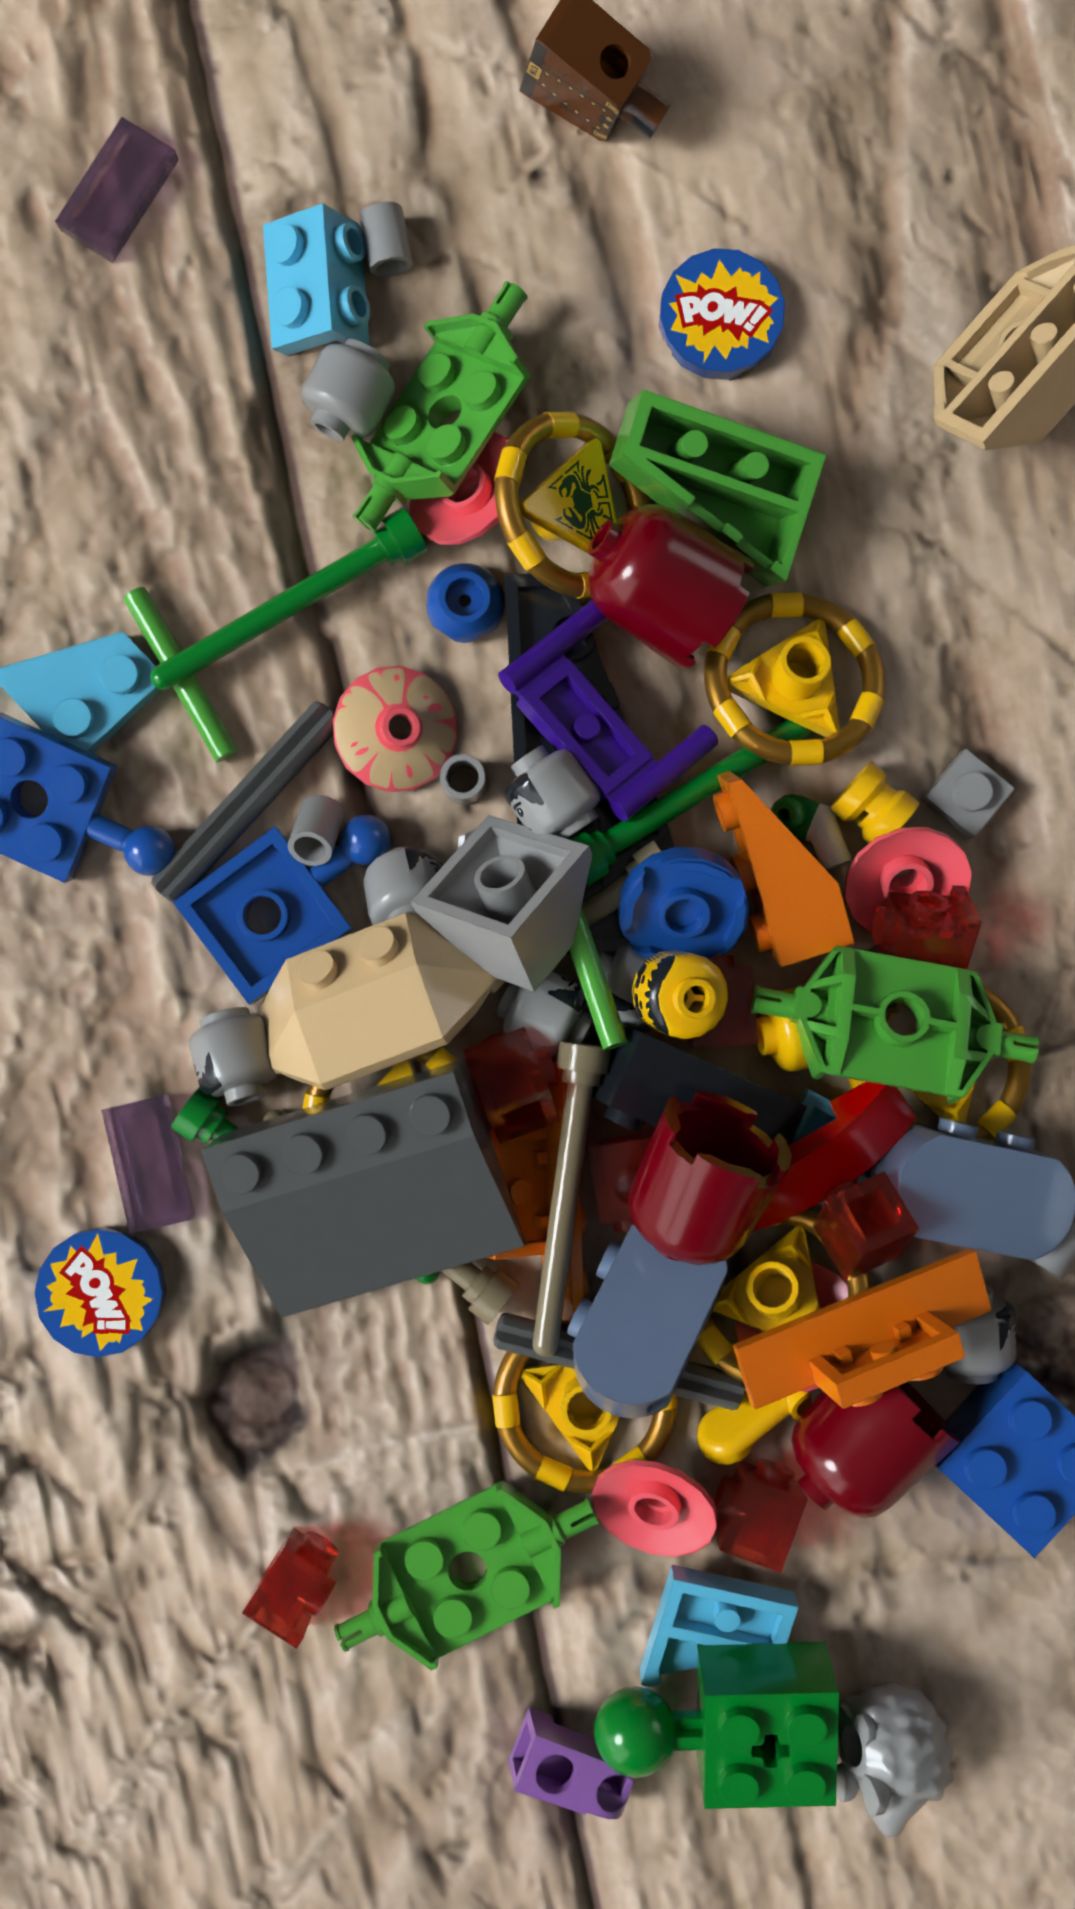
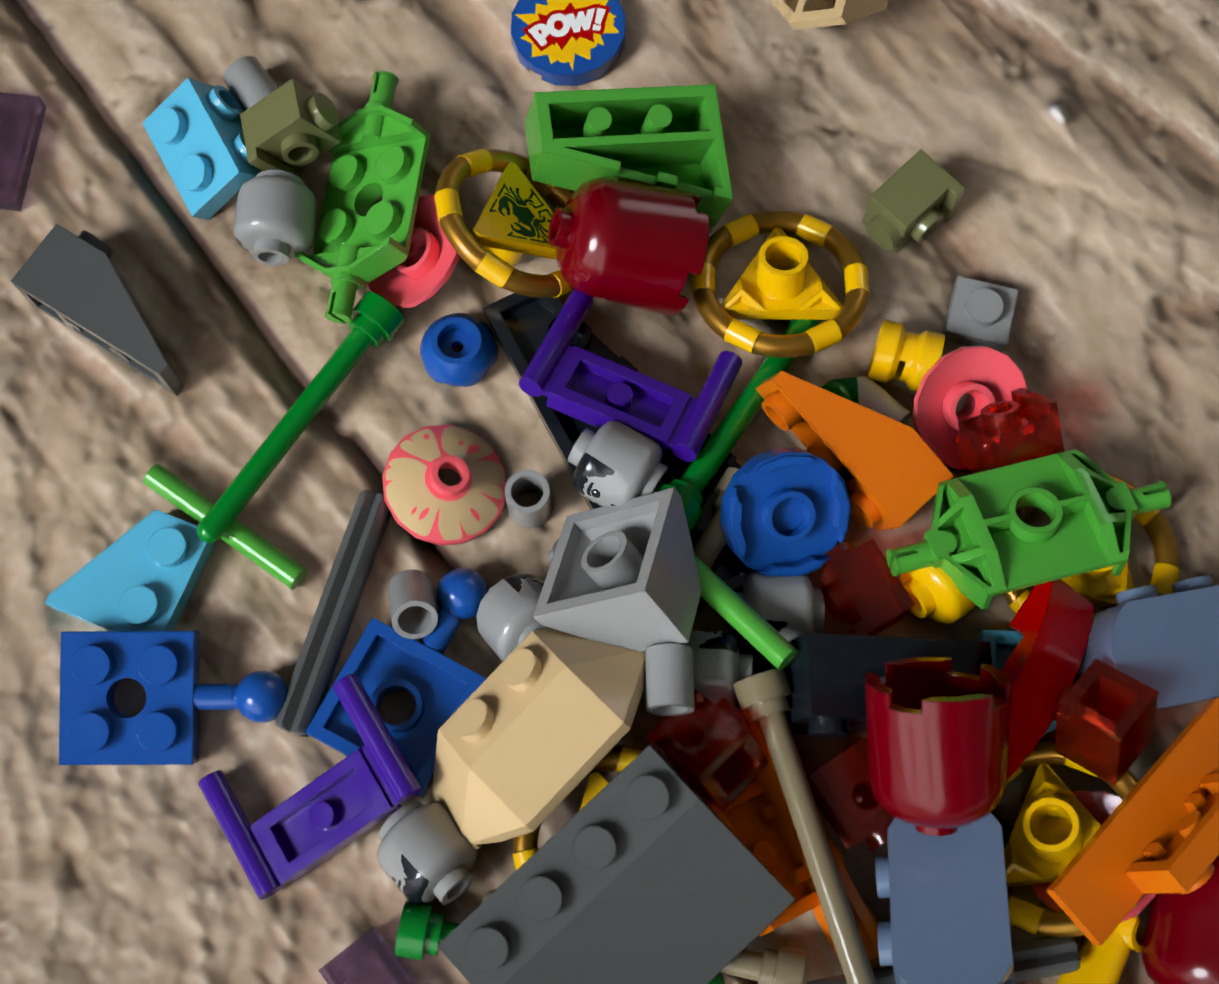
camera: 20 degrees left, 15 degrees down
(148, 397) = (84, 291): none -> dark grey slope
(158, 981) = (324, 812): none -> dark purple plate
(398, 305) = (289, 128): none -> olive brick
(504, 1013) = (669, 679): none -> light grey hinge
(680, 994) = (822, 585): yellow head -> none
(958, 656) = (912, 203): none -> olive brick

